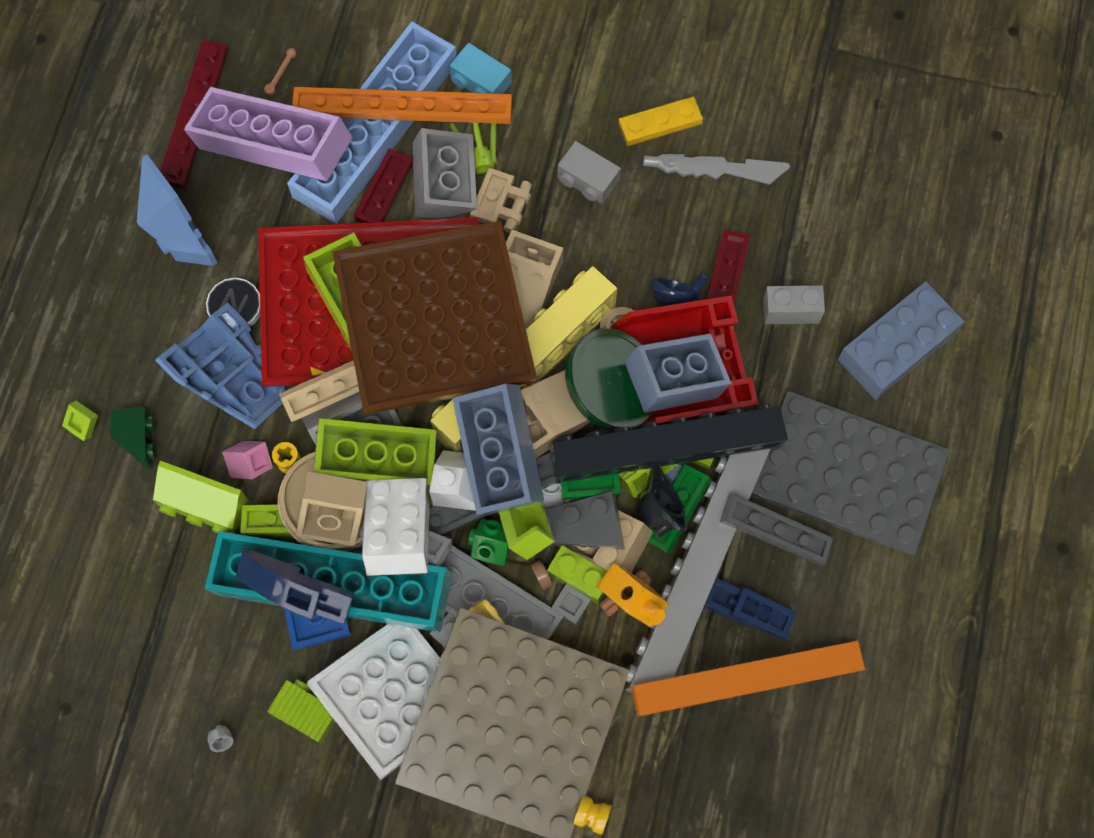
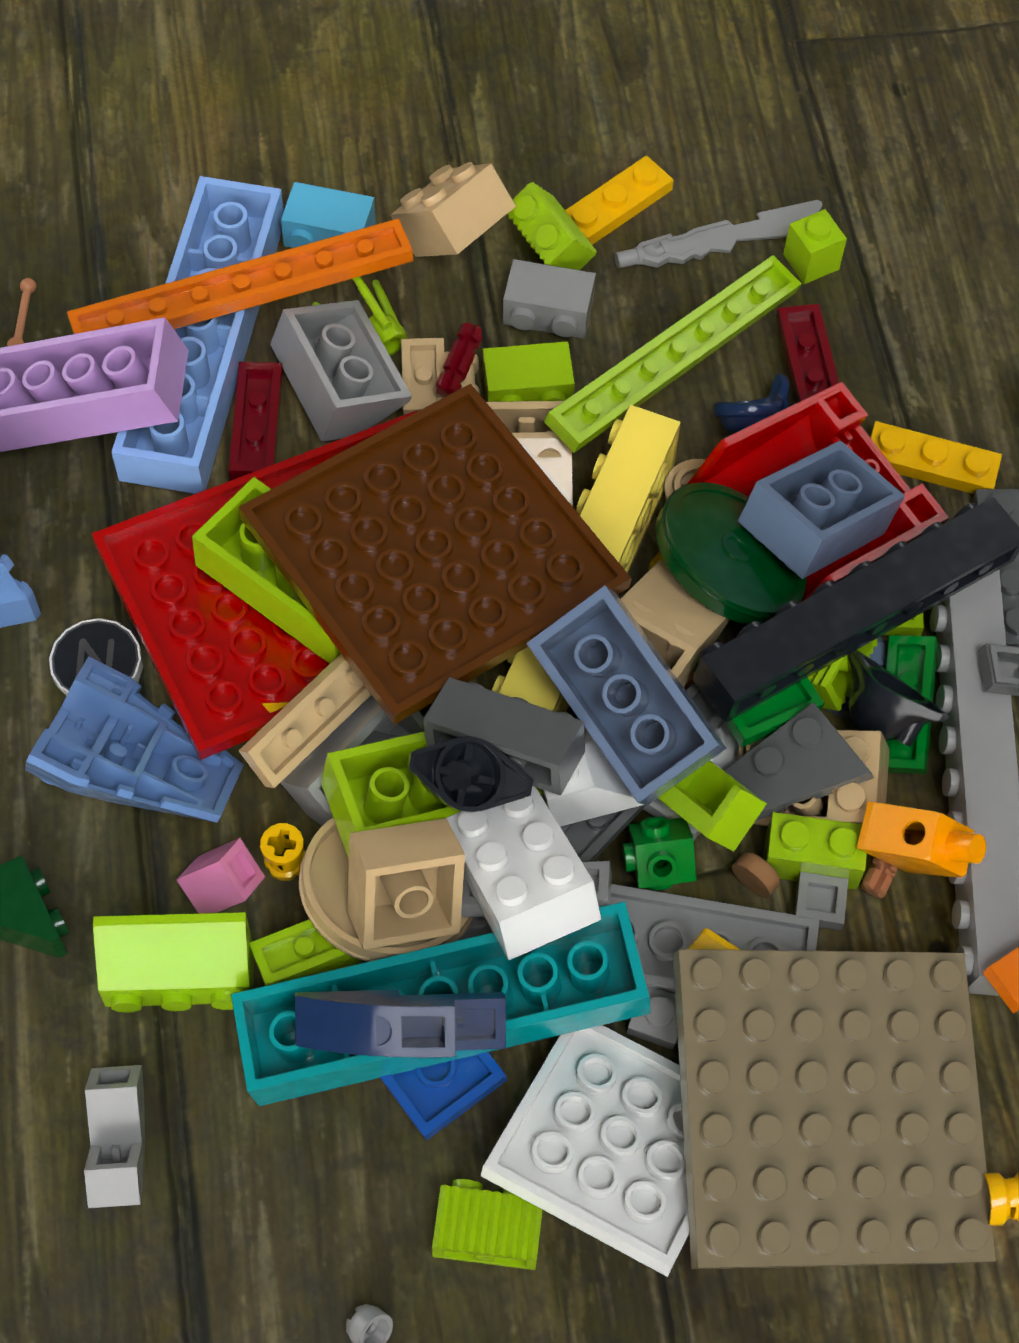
camera: 25 degrees left, 10 degrees down
(135, 580) = (116, 1136): none -> light grey brick
(384, 464) = (469, 774): none -> black hat
(419, 446) = (534, 738): none -> dark grey brick
(514, 195) = (459, 359): none -> dark red axle
(552, 220) = (528, 373): none -> lime brick
(553, 95) = (453, 209): none -> tan brick
(608, 128) = (550, 229): none -> lime brick
(642, 237) = (671, 353): none -> lime plate
(766, 196) = (814, 246): none -> lime brick
(773, 361) = (937, 459): none -> yellow plate
(793, 304) = (926, 372): light grey brick -> none

